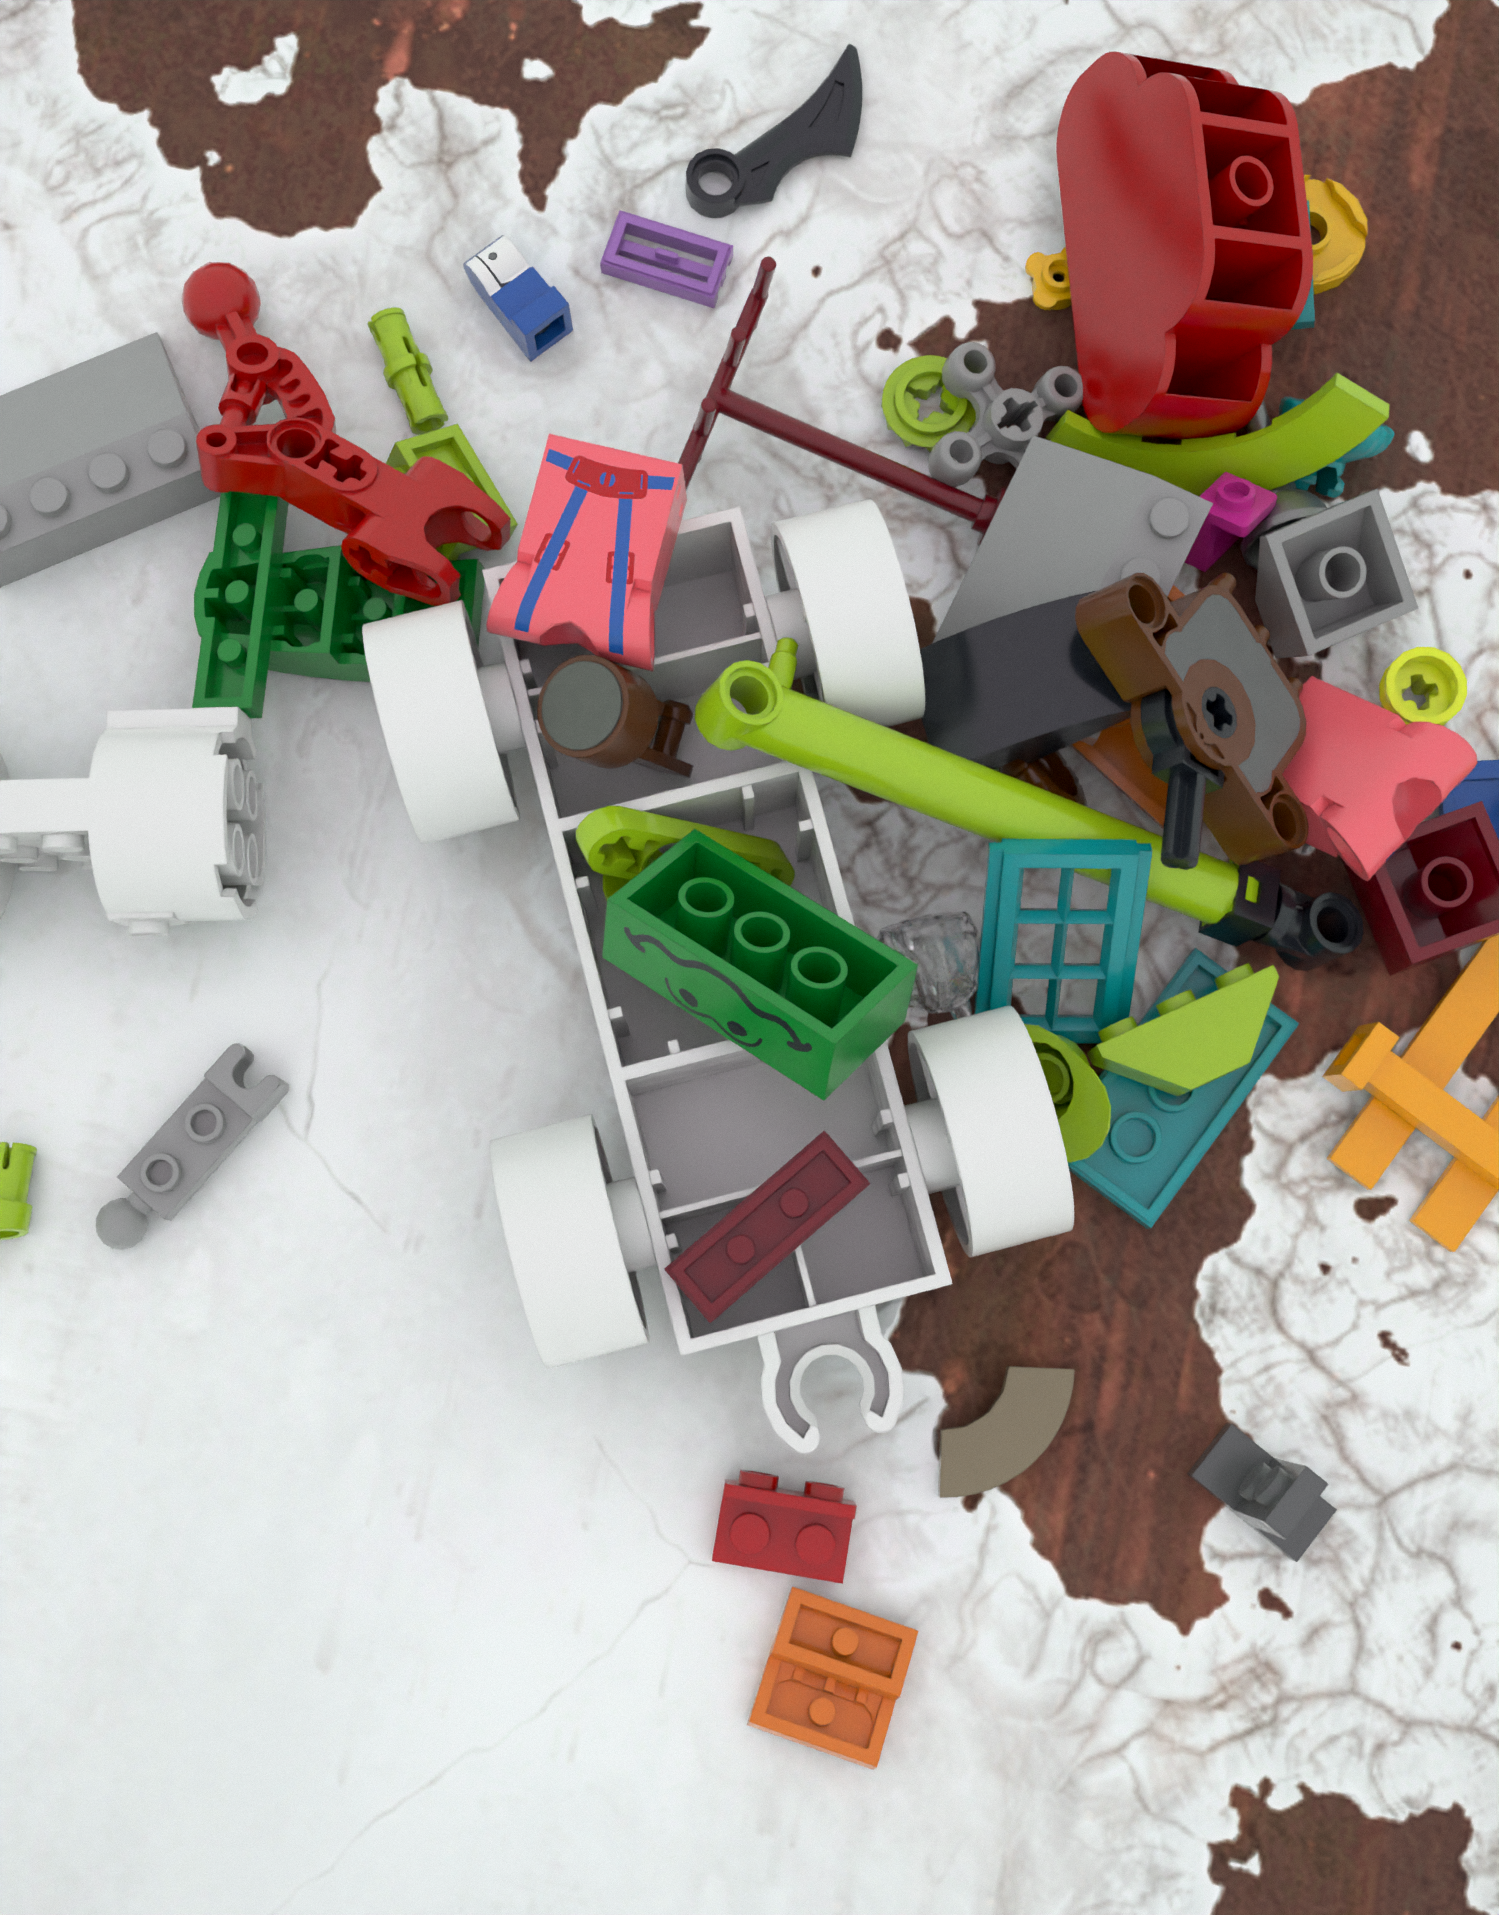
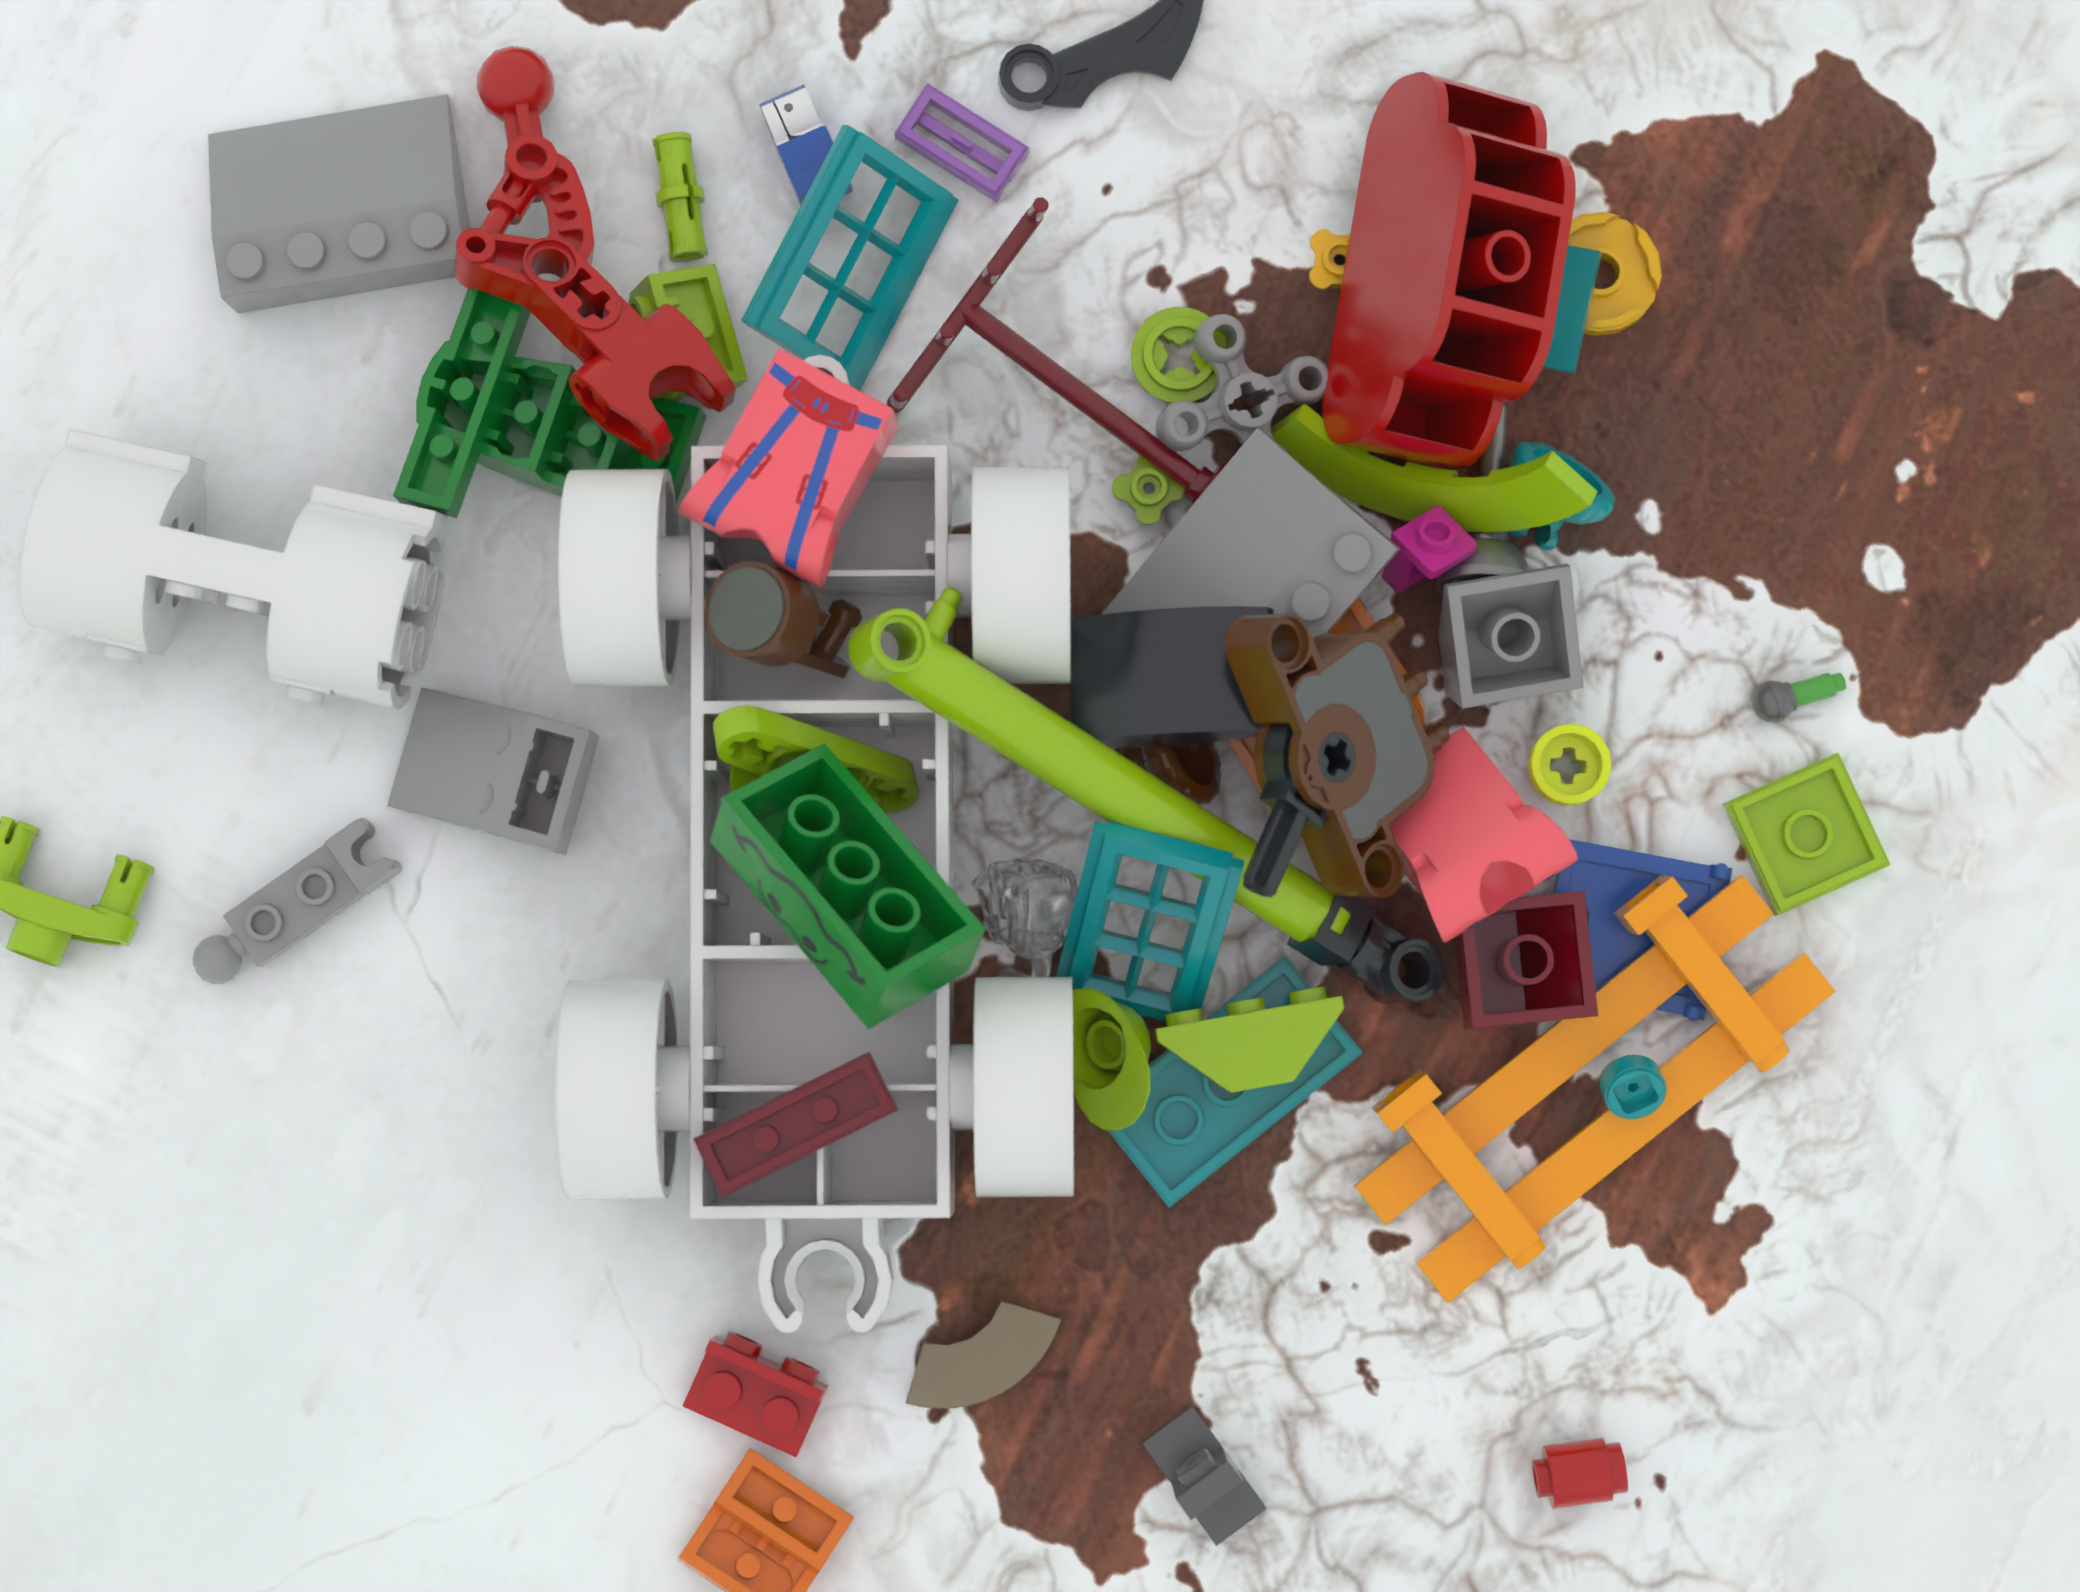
camera: 20 degrees right, 5 degrees up
(360, 961) = (494, 770): none -> light grey slope
(543, 352) = (806, 232): none -> teal piece
(932, 550) = (1147, 506): none -> lime plate

